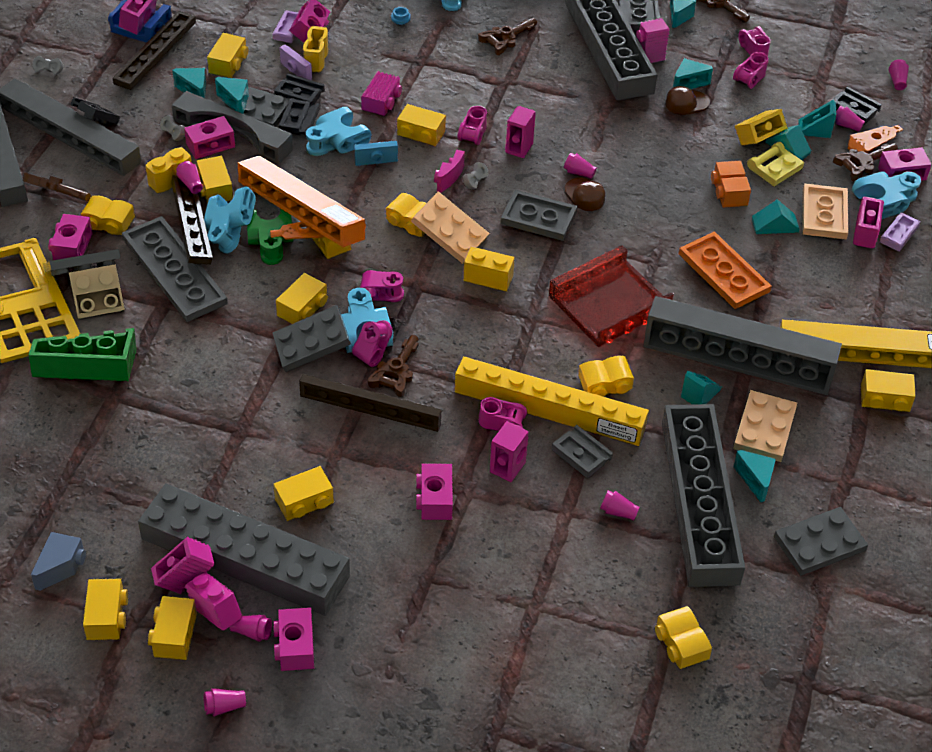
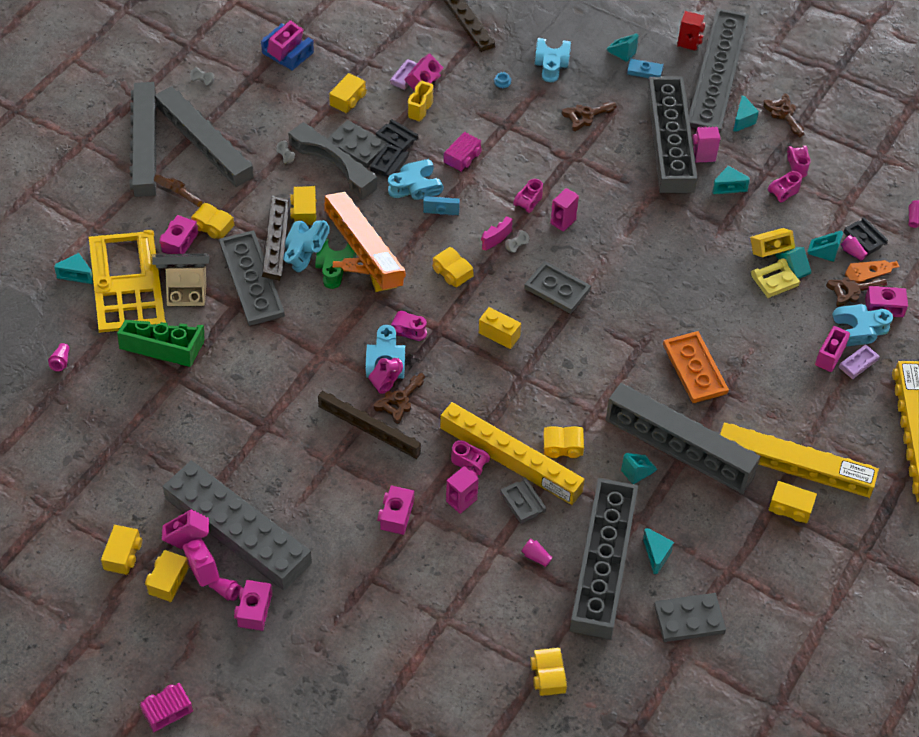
camera: 15 degrees right, 5 degrees up
(58, 560) = (98, 503): sand blue slope -> none
(95, 112) = (226, 126): black plate -> none
(154, 50) = (290, 77): dark brown plate -> none
(163, 168) = (264, 189): yellow brick -> none
(189, 175) = (284, 200): dark pink cone -> none
(190, 80) = (312, 113): teal slope -> none
(209, 137) = (311, 166): dark pink brick -> none
(222, 701) = (187, 641): dark pink cone -> none
(233, 92) = (341, 131): teal slope -> none
(295, 62) = (401, 111): lavender plate -> none
(301, 299) = (342, 325): yellow brick -> none
(303, 493) = (295, 489): yellow brick -> none
(311, 338) = (339, 360): dark grey plate -> none
(421, 124) = (486, 186): yellow brick -> none
(449, 226) = (479, 284): light nougat plate -> none
(579, 166) = (606, 249): dark pink cone -> none
(585, 193) = (603, 274): reddish brown cap -> none
(605, 296) = (588, 370): clear red panel -> none
(686, 101) = (720, 205): reddish brown cap -> none
(731, 184) = (728, 290): orange piece -> none
(765, 425) = (680, 510): light nougat plate -> none
(775, 219) = (756, 330): teal slope -> none
(825, 211) = (801, 330): light nougat plate -> none

